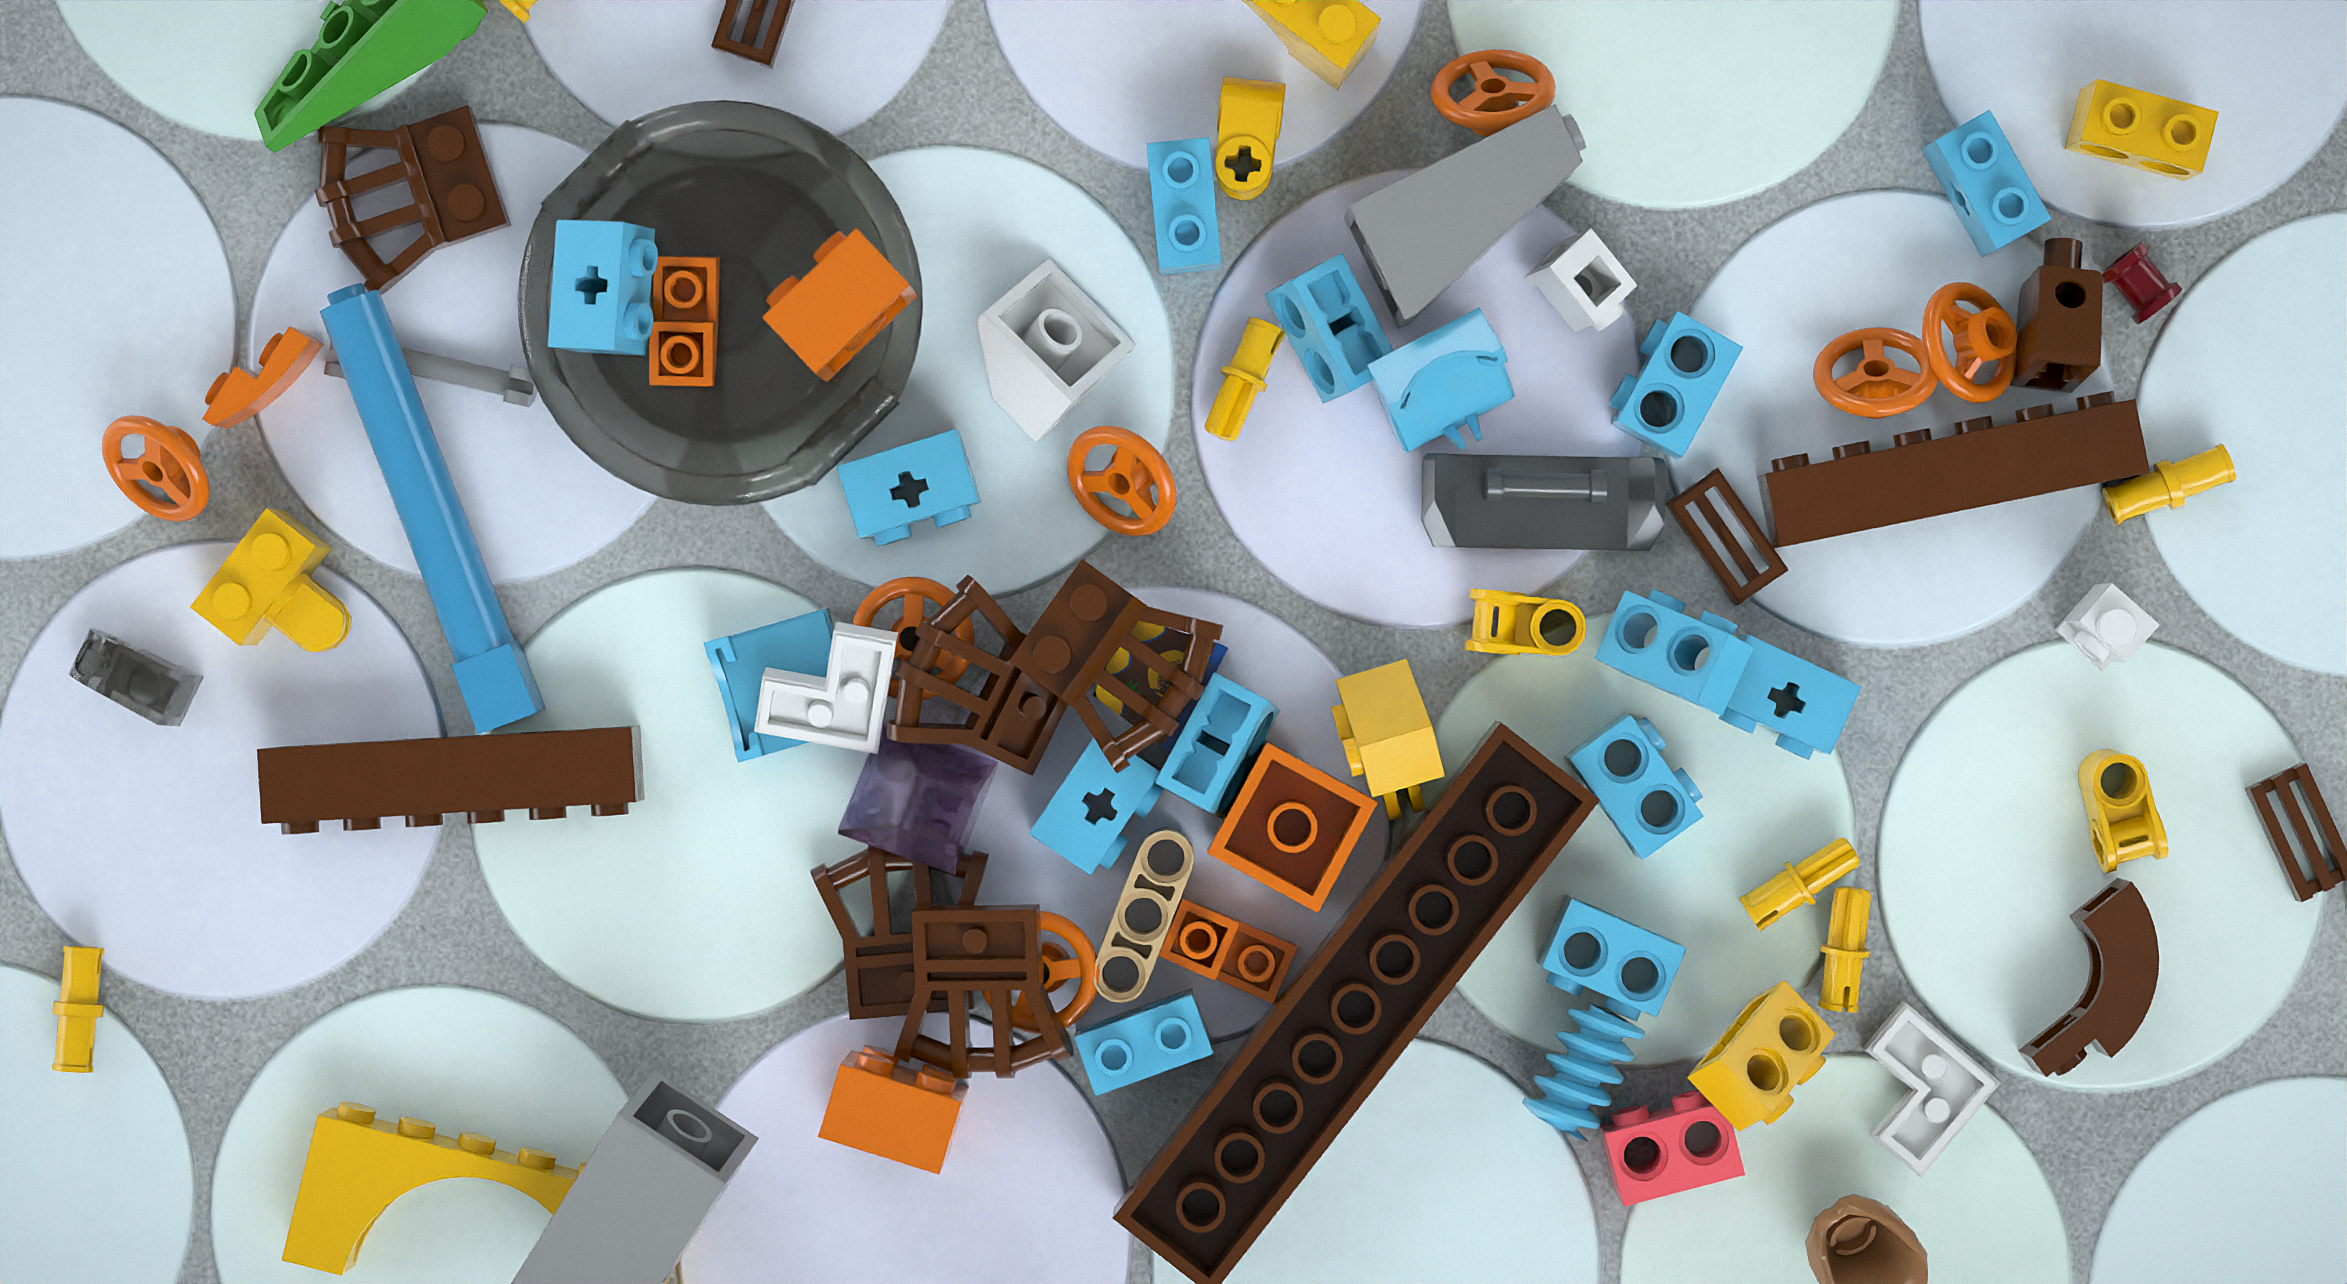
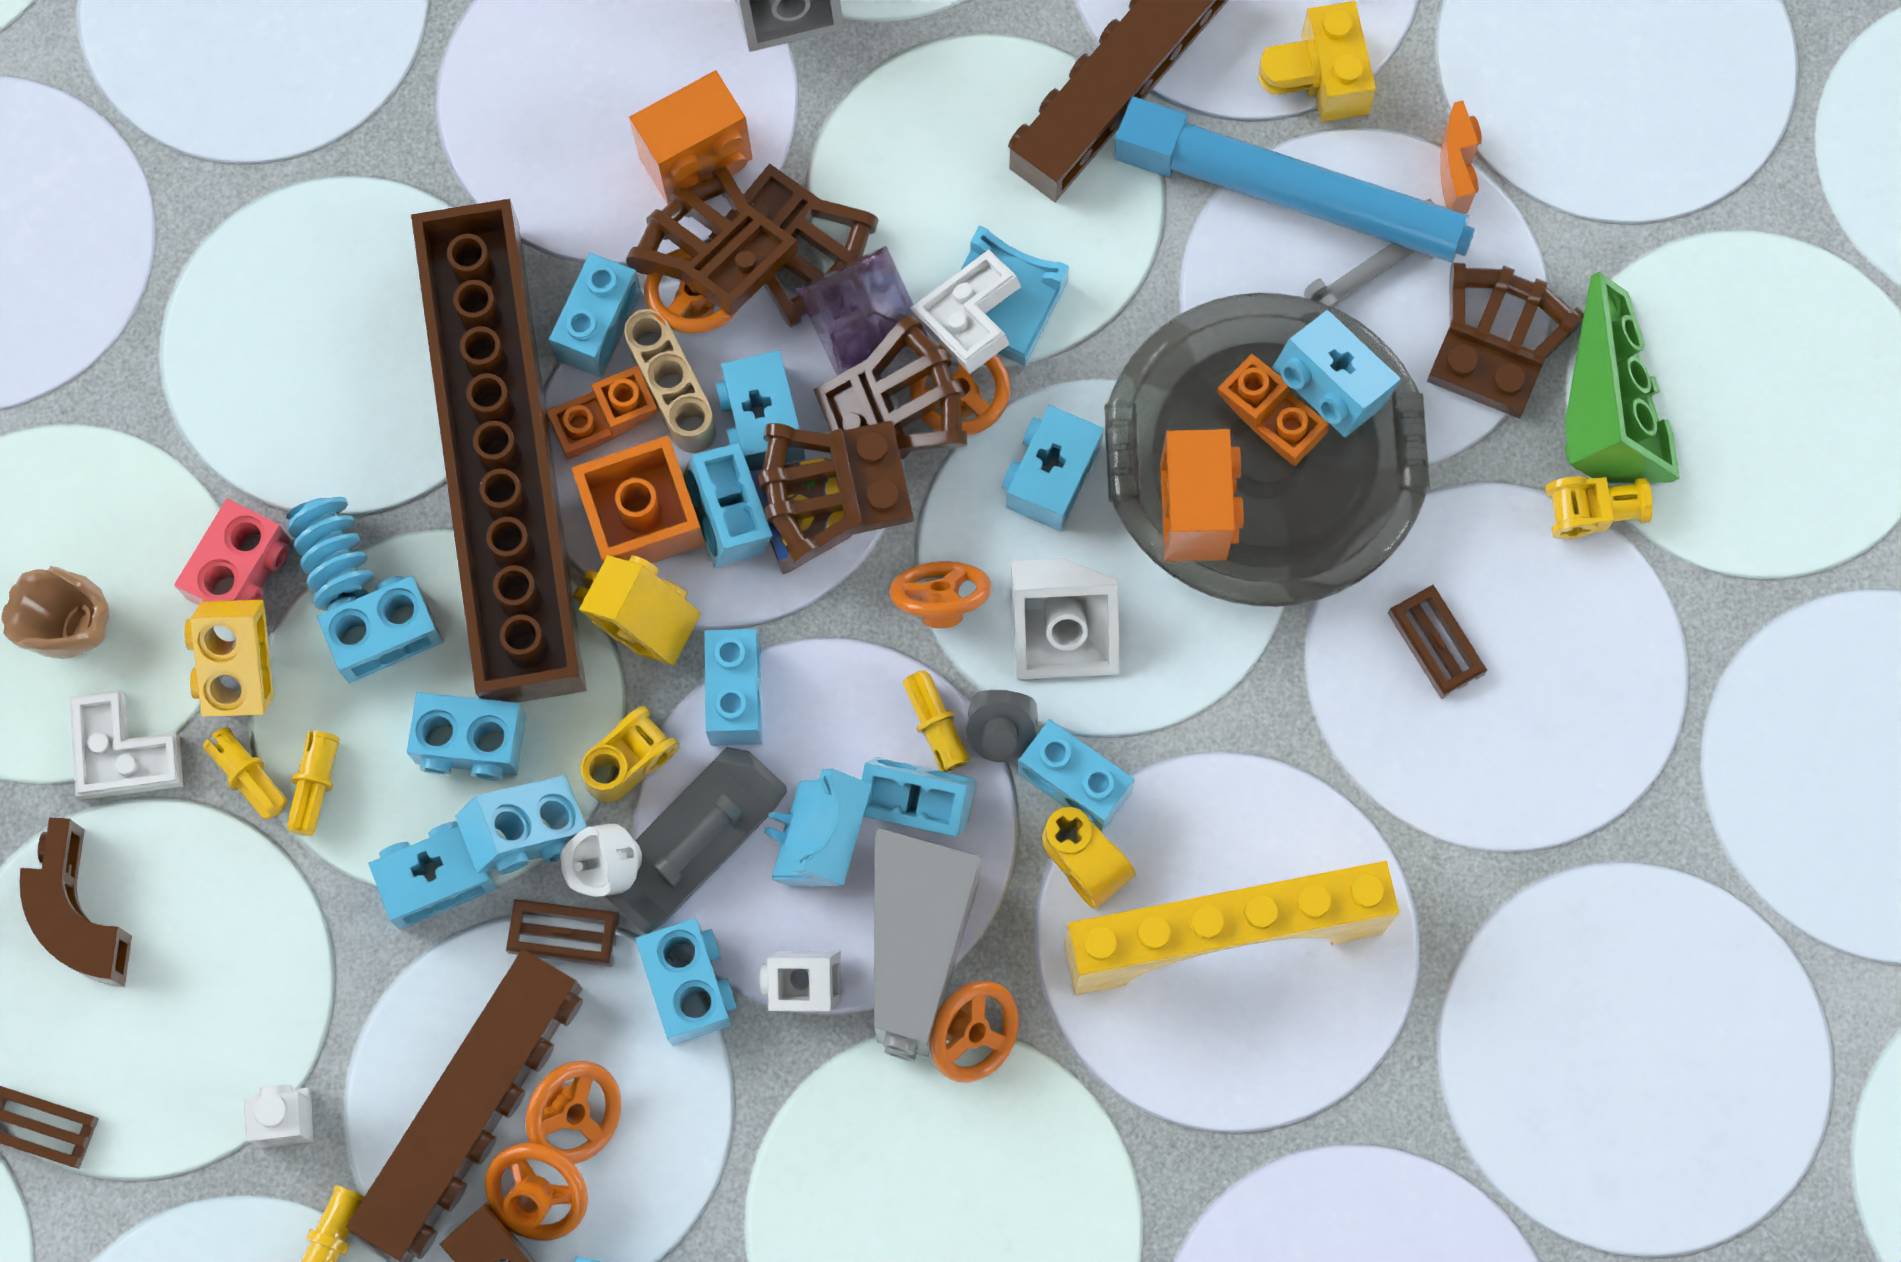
camera: 130 degrees right, 15 degrees down
(168, 462) = (1454, 59): orange piece -> none
(1196, 314) = (1001, 724): none -> dark grey piece
(1379, 585) = (733, 687): none -> medium azure brick
(1636, 541) = (610, 856): none -> white piece
(2122, 823) = (156, 1016): yellow piece -> none

